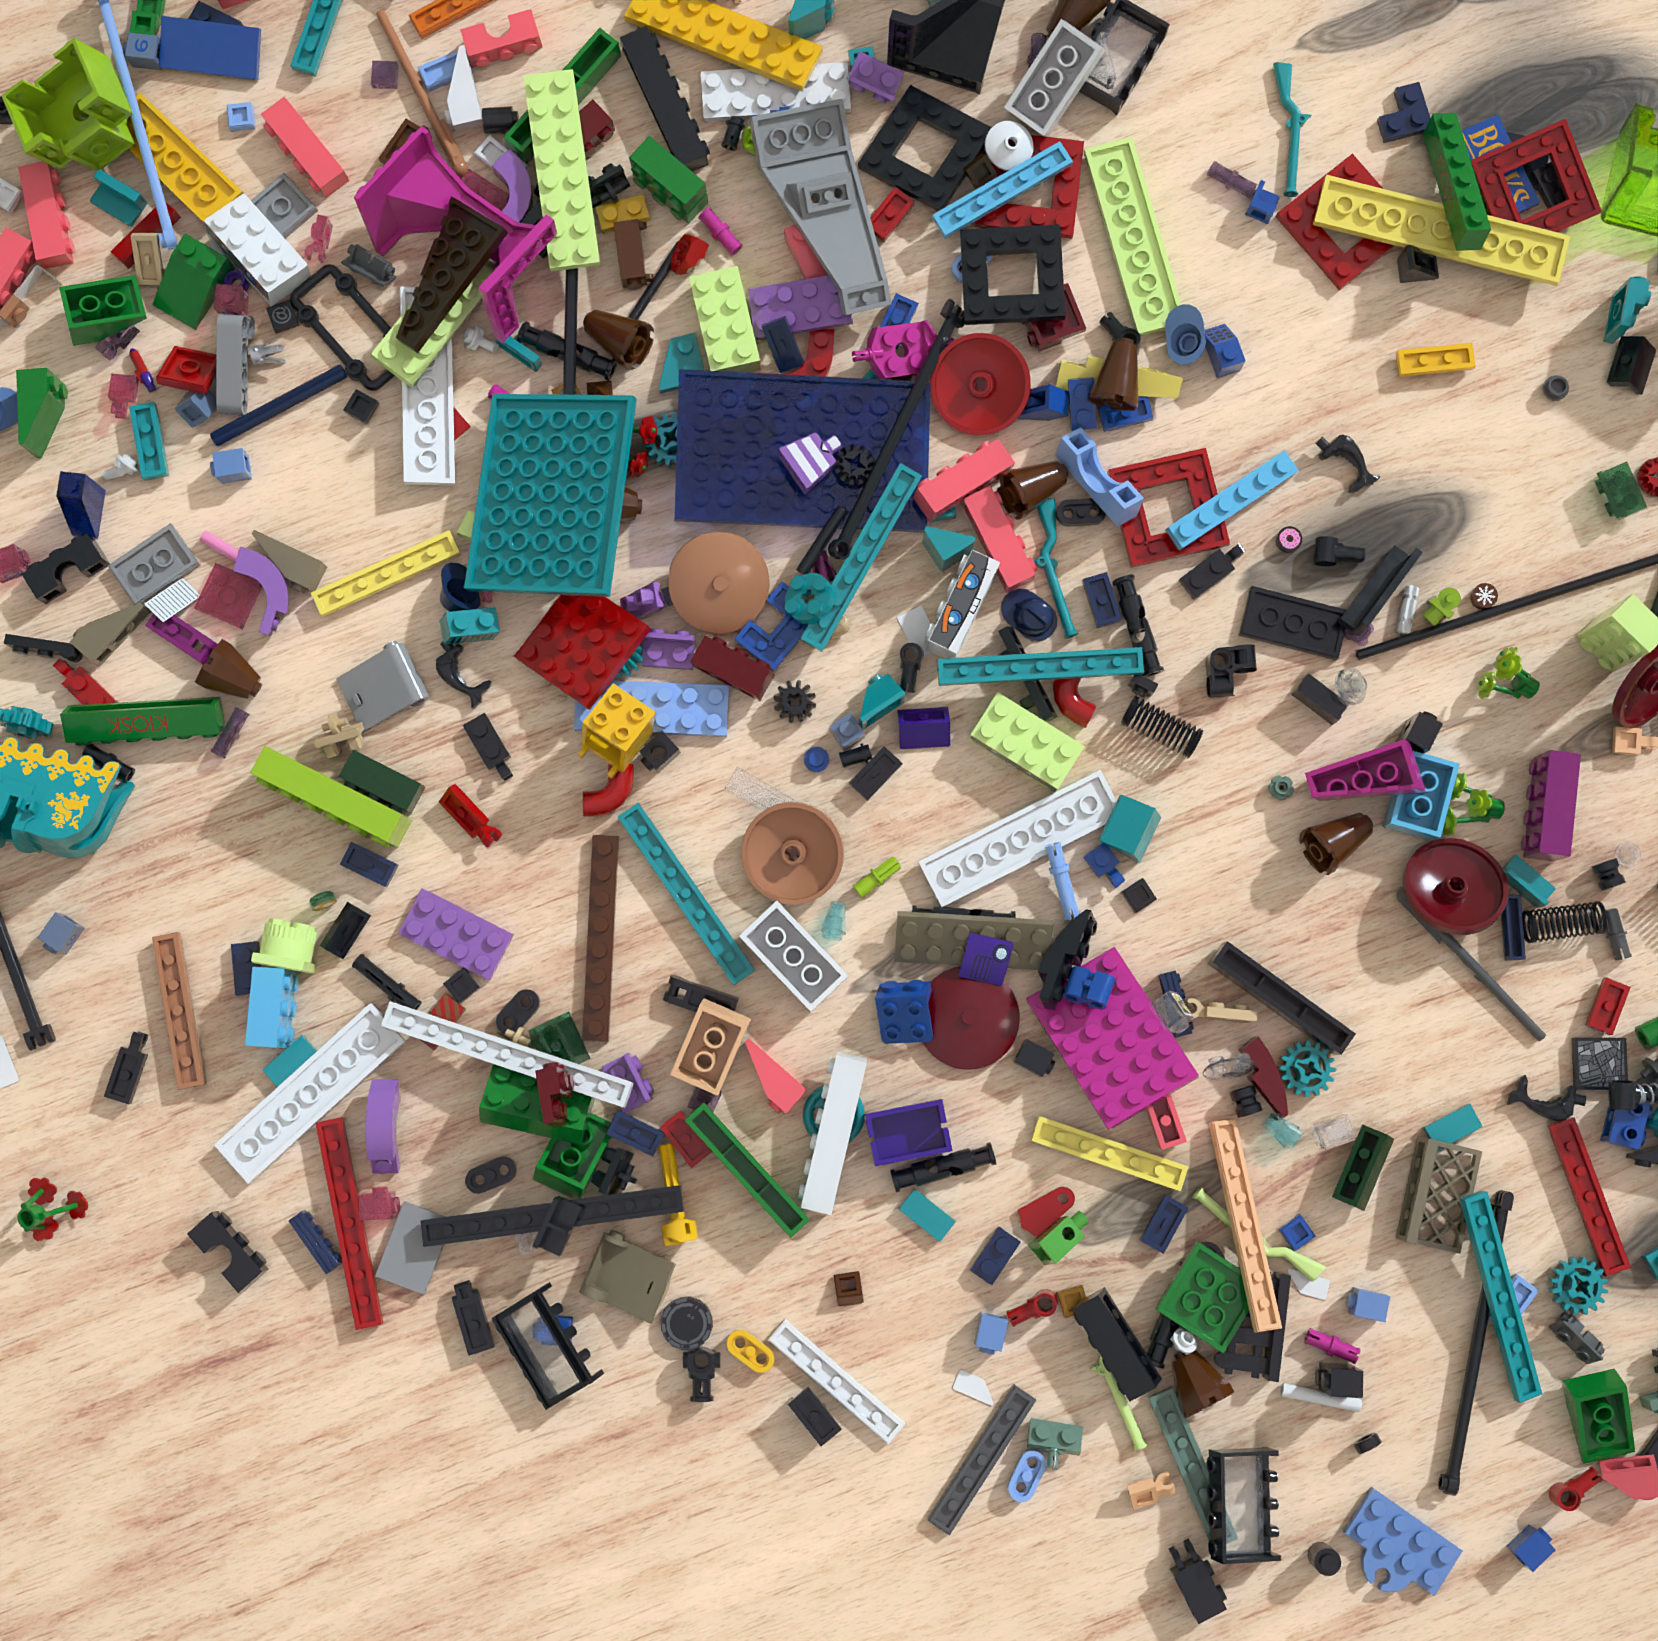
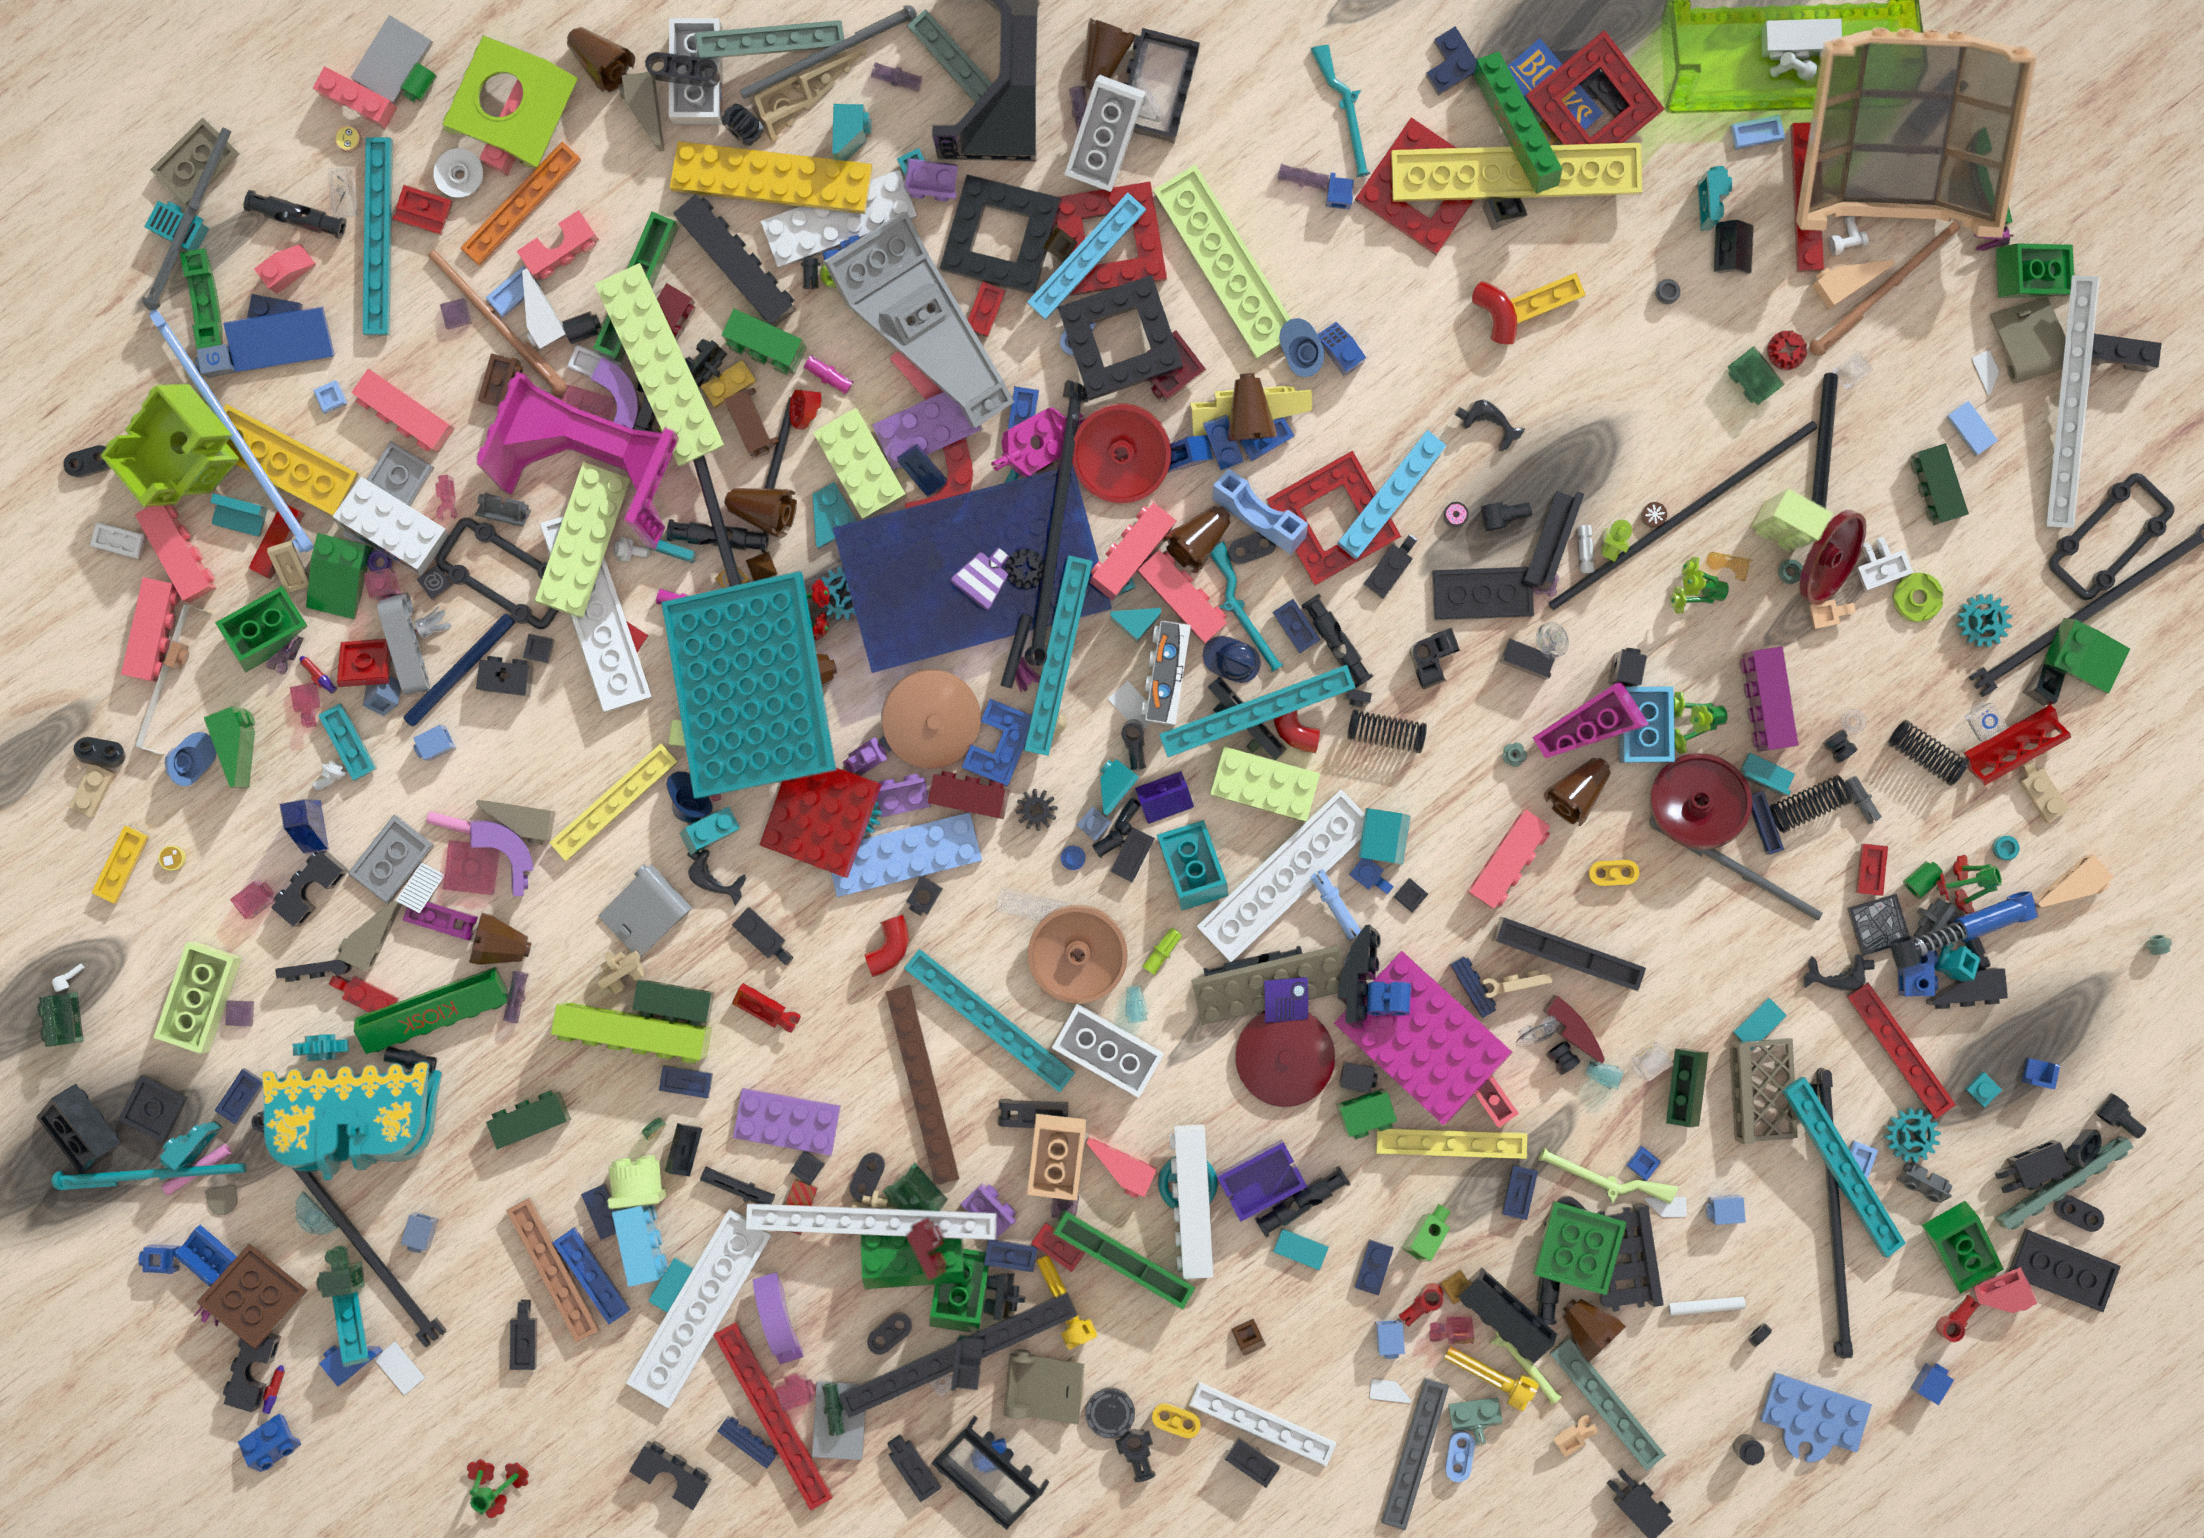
camera: 15 degrees left, 5 degrees up
(202, 855) = (528, 1119): none -> dark green brick
(215, 1028) = (591, 1275): none -> blue plate
(330, 433) = (518, 683): none -> black brick
(410, 1233) = (833, 1408): none -> clear green pin
(450, 267) = (585, 490): dark brown wing -> none
(617, 729) = (880, 890): yellow container -> none
(800, 589) = (1008, 709): teal plate -> none
(875, 739) = (1122, 823): none -> black arm
(904, 1011) = (1224, 1069): blue bracket -> none
(932, 801) = (1193, 865): none -> teal slope
(1000, 152) = (1071, 218): white dish -> none
(1033, 1096) = (1366, 1113): none -> green brick
(1045, 1210) = (1407, 1212): red piece -> none
(1060, 1344) = (1457, 1330): none -> clear pink plate
(1106, 1425) = (1519, 1391): none -> yellow piece
(1117, 330) = (1239, 361): black pin -> none
(1172, 1012) = (1471, 998): clear brick -> none
(1184, 1341) = (1567, 1294): white plate -> none
(1241, 1505) = (1661, 1425): window -> none
(1245, 1226) = (1593, 1172): light nougat tile -> none
(1247, 887) = (1508, 859): none -> coral brick
(1310, 1058) = (1610, 1021): teal gear -> none
(1332, 1345) = (1704, 1256): dark pink pin -> none
(1340, 1380) = (1718, 1286): black brick -> none
(1346, 932) = (1612, 872): none -> yellow plate
(1389, 356) = (1501, 310): none -> red cylinder
(1552, 671) = (1740, 568): none -> clear yellow piece
(1610, 686) = (1795, 565): none -> sand green plate

